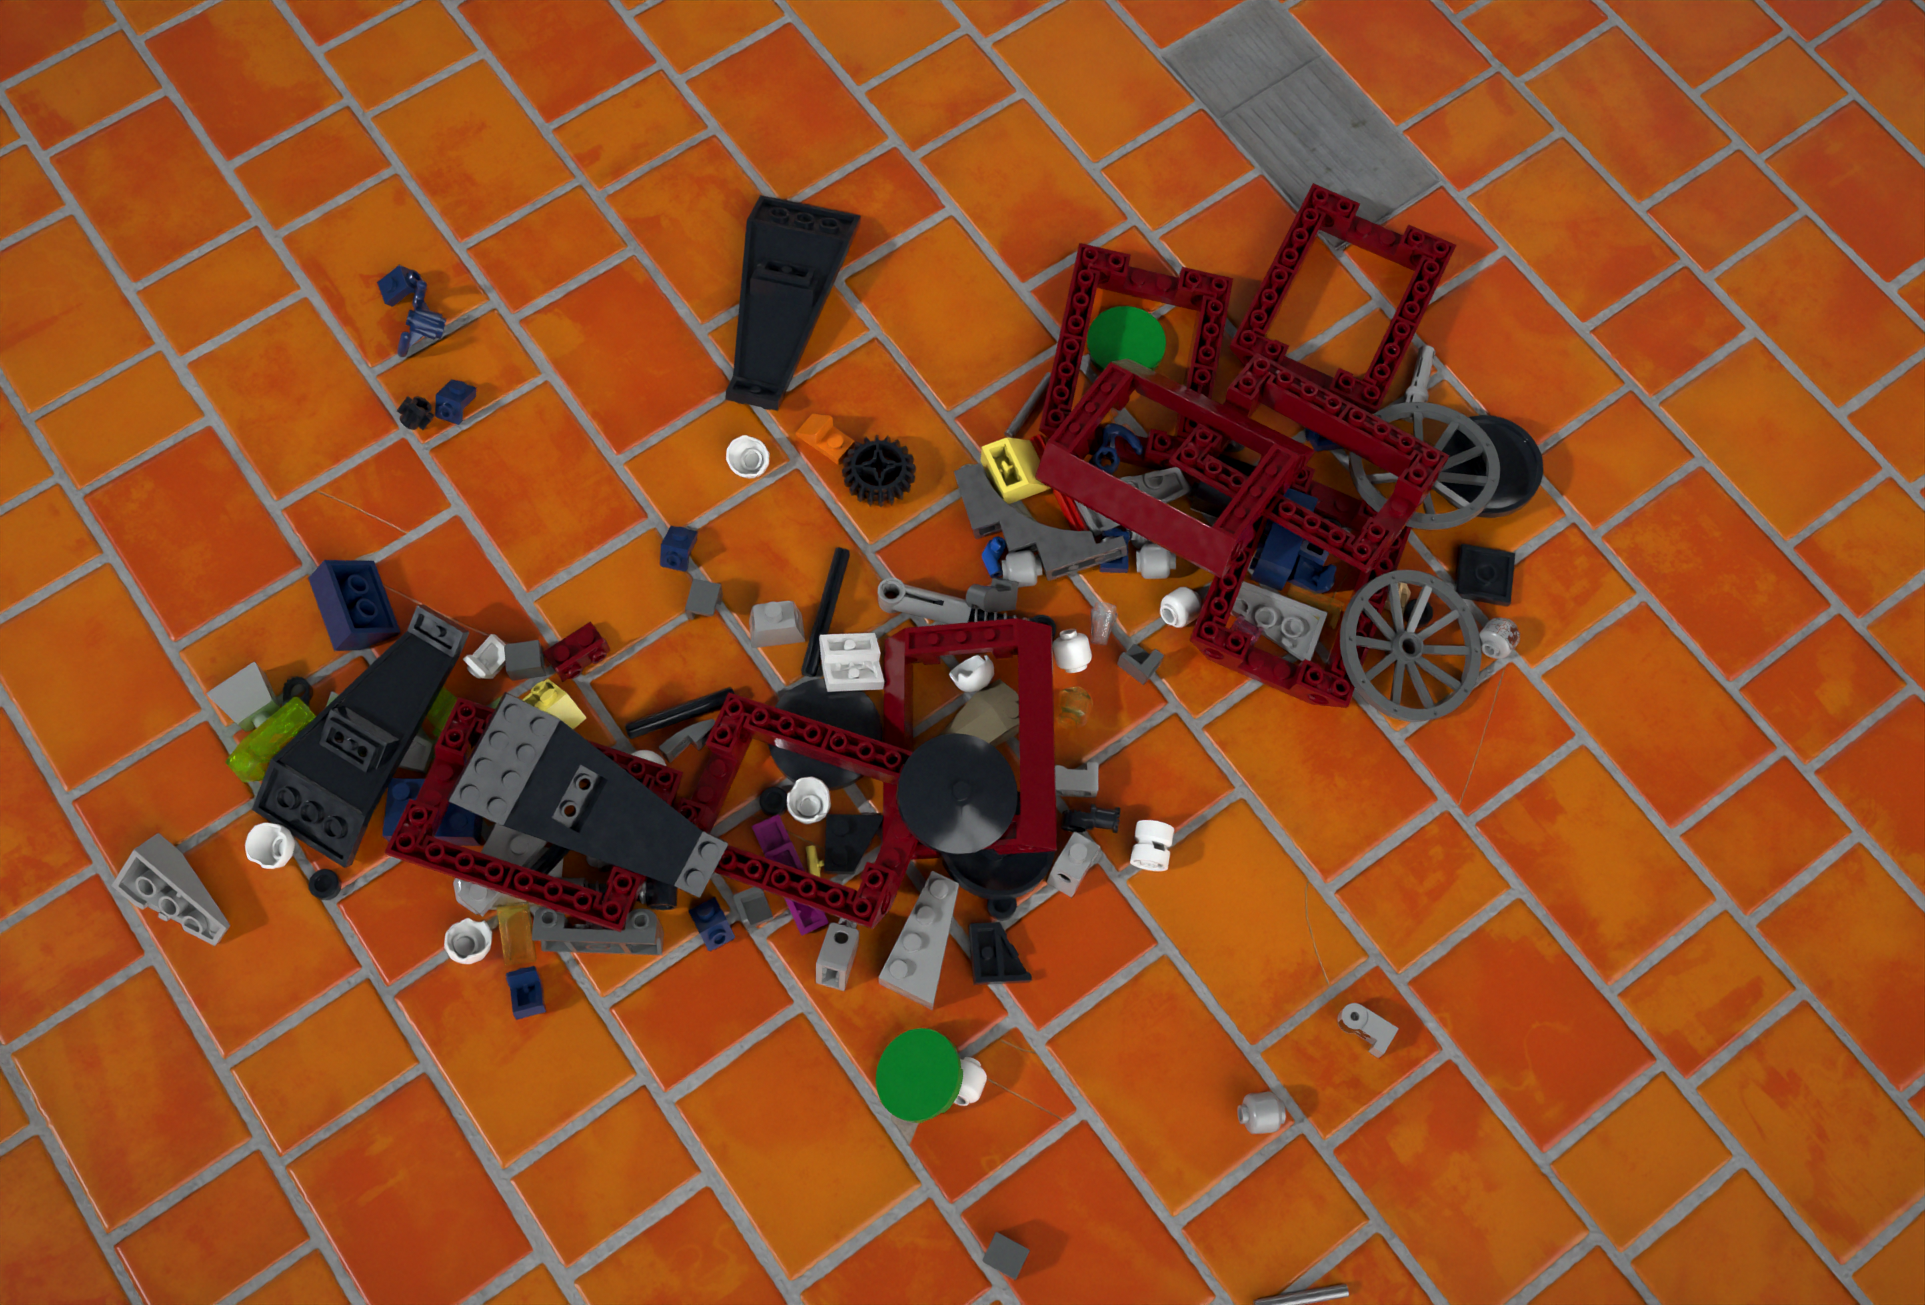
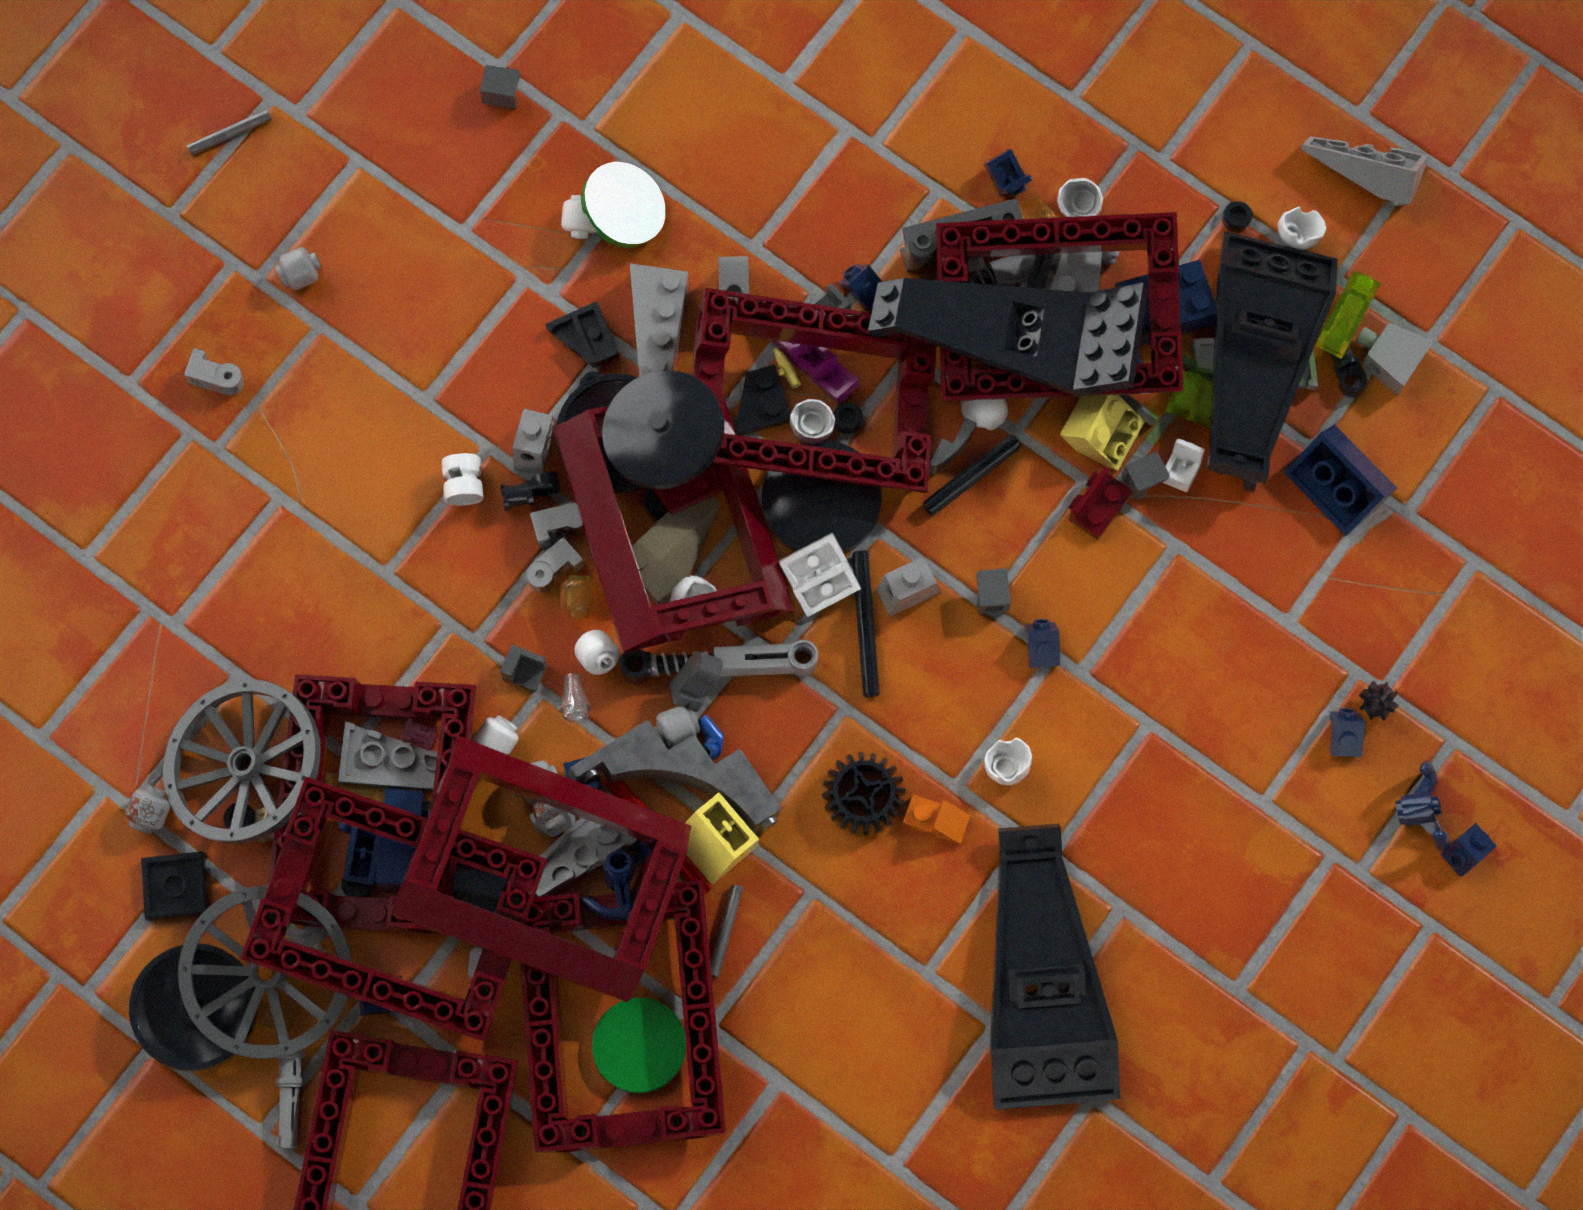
camera: 165 degrees right, 5 degrees up
(1088, 744) = (552, 565): none -> light grey leg

